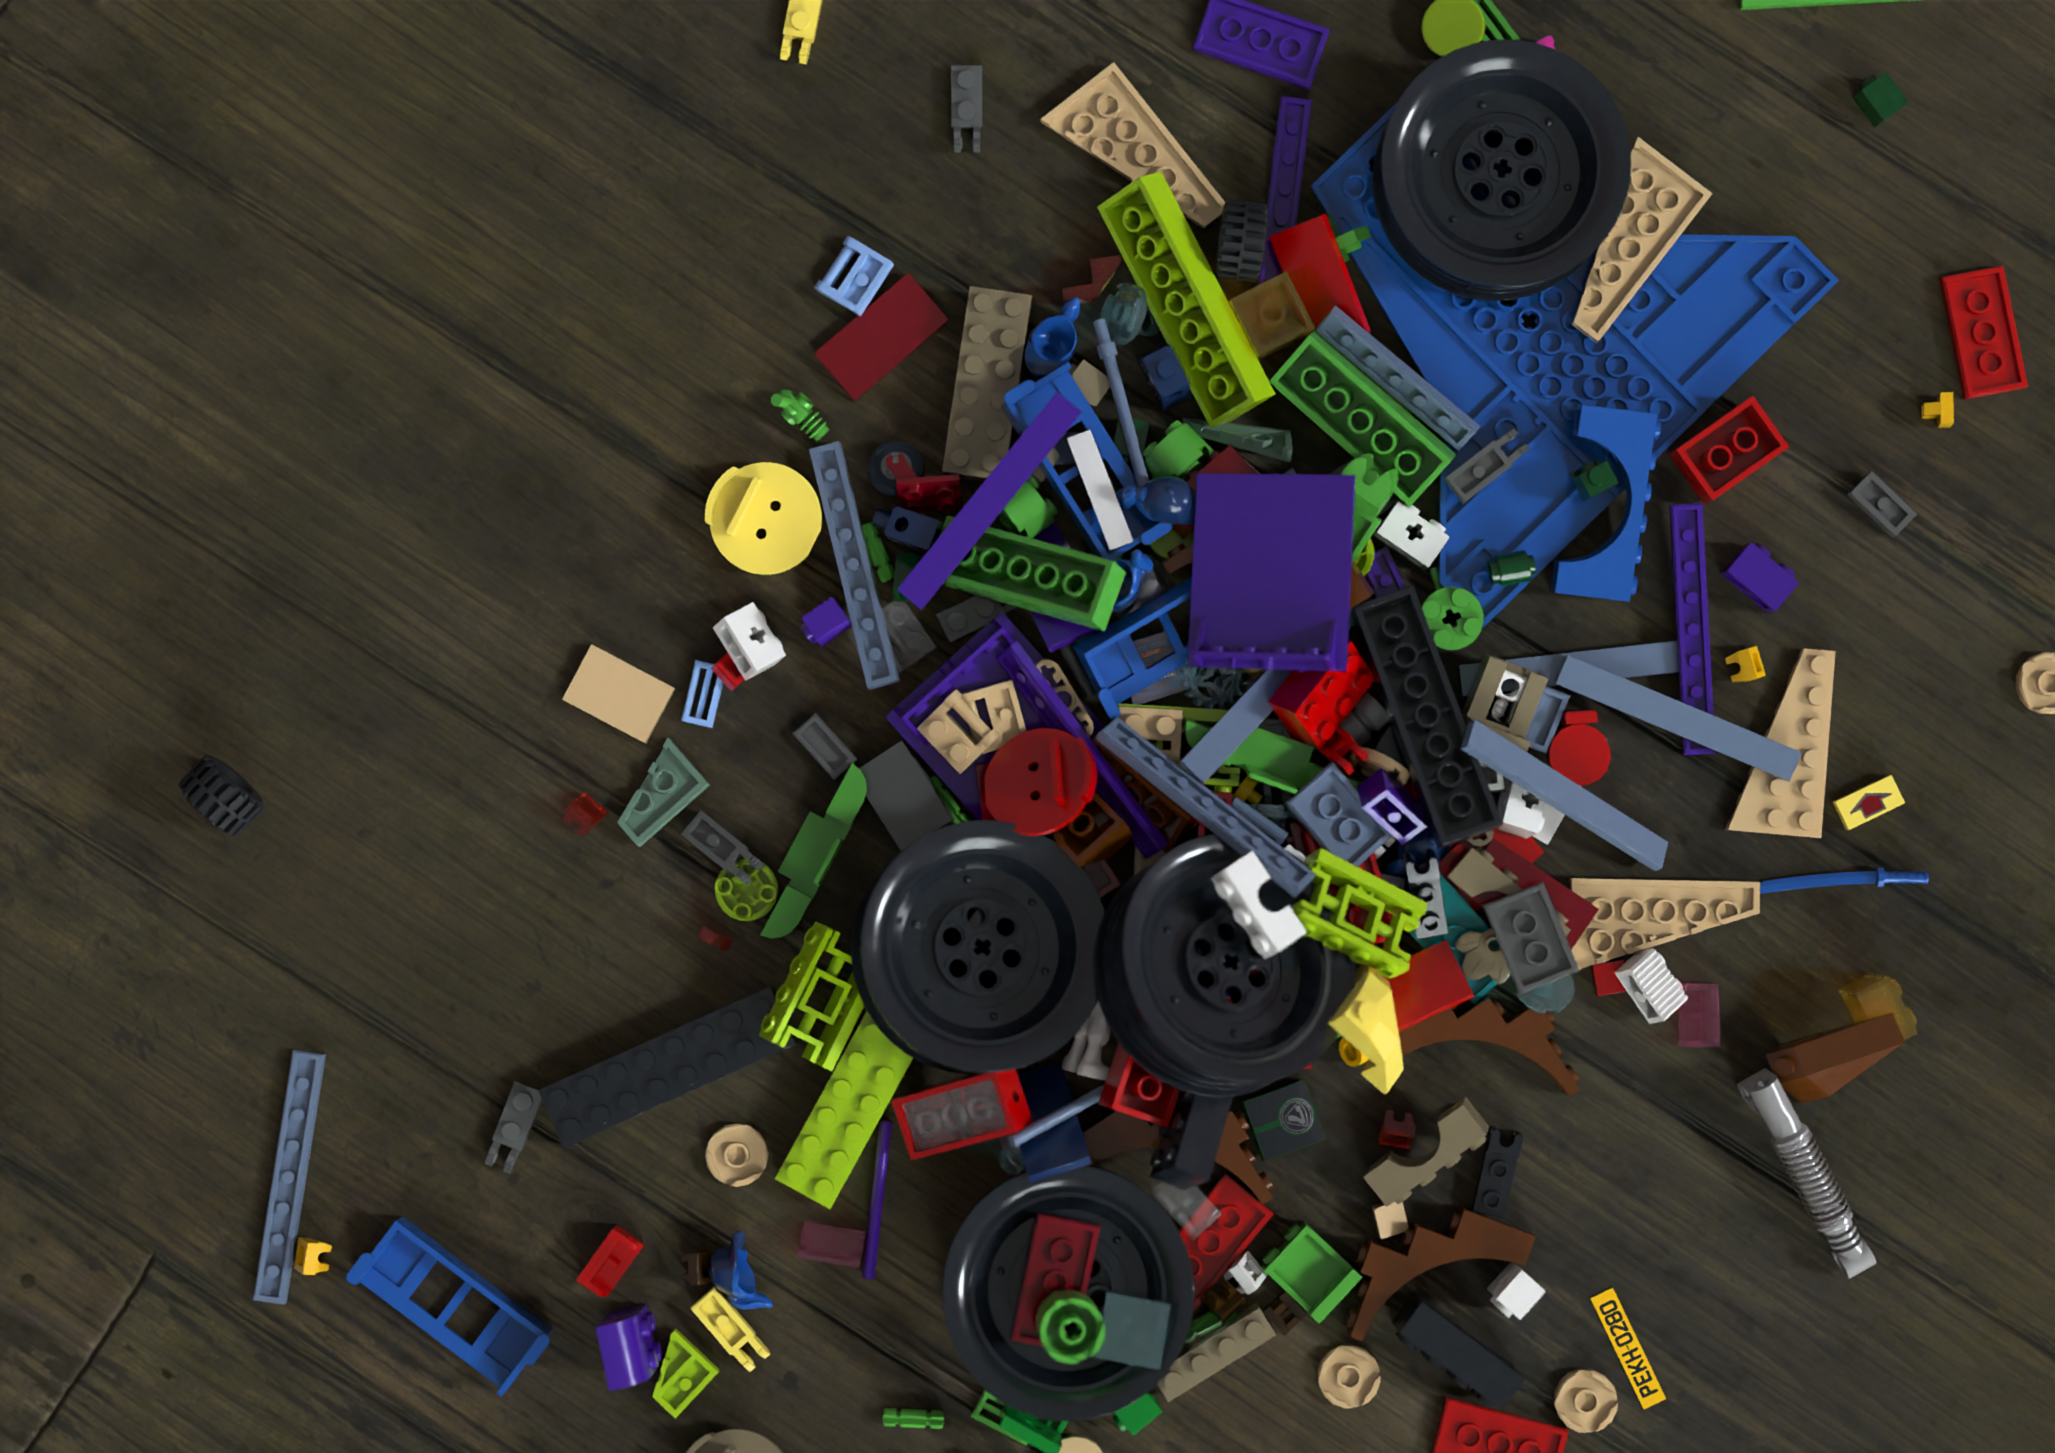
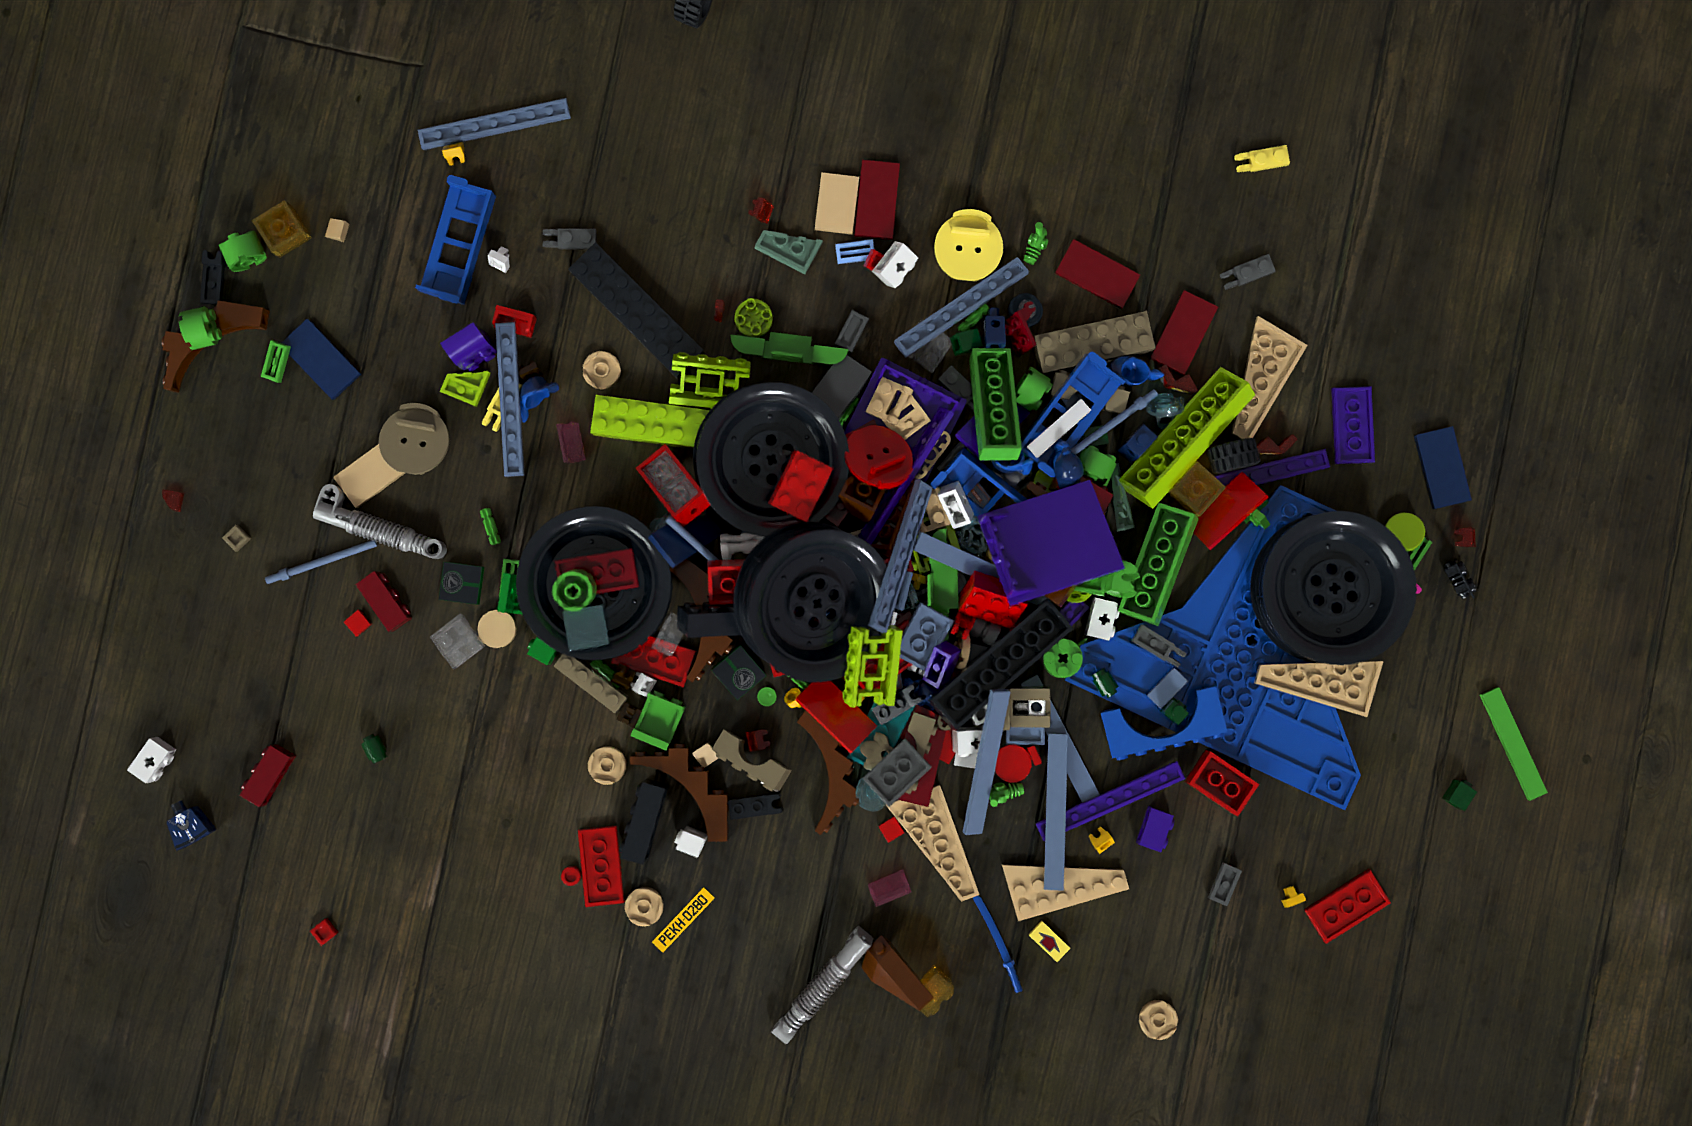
camera: 65 degrees right, 0 degrees up
(505, 1248) = (499, 259): none -> white tile
(636, 629) = (877, 199): none -> dark red tile
(719, 845) = (772, 292): dark grey hinge -> none
(729, 1314) = (509, 399): none -> sand blue tile
(825, 622) = (922, 302): dark purple brick -> none
(862, 279) = (1126, 250): light blue plate -> none
(877, 1199) = (606, 458): dark purple piece -> none
(989, 500) = (1028, 366): dark purple tile -> none
(1021, 240) = (1183, 332): none -> dark red tile
(1042, 920) = (800, 485): none -> red brick
(1155, 691) = (956, 504): none -> white brick
(1239, 887) = (862, 590): white arch -> none
(1245, 182) = (1268, 447): none -> clear red slope
(1336, 1090) = (767, 696): none -> bright green piece
(1371, 1026) = (811, 698): light yellow brick -> none
(1397, 378) = (1189, 575): sand blue tile -> none
(1554, 477) = (1167, 688): none -> sand blue tile
(1617, 789) = (1001, 792): none -> bright green piece
(1651, 985) = (896, 854): white brick -> none

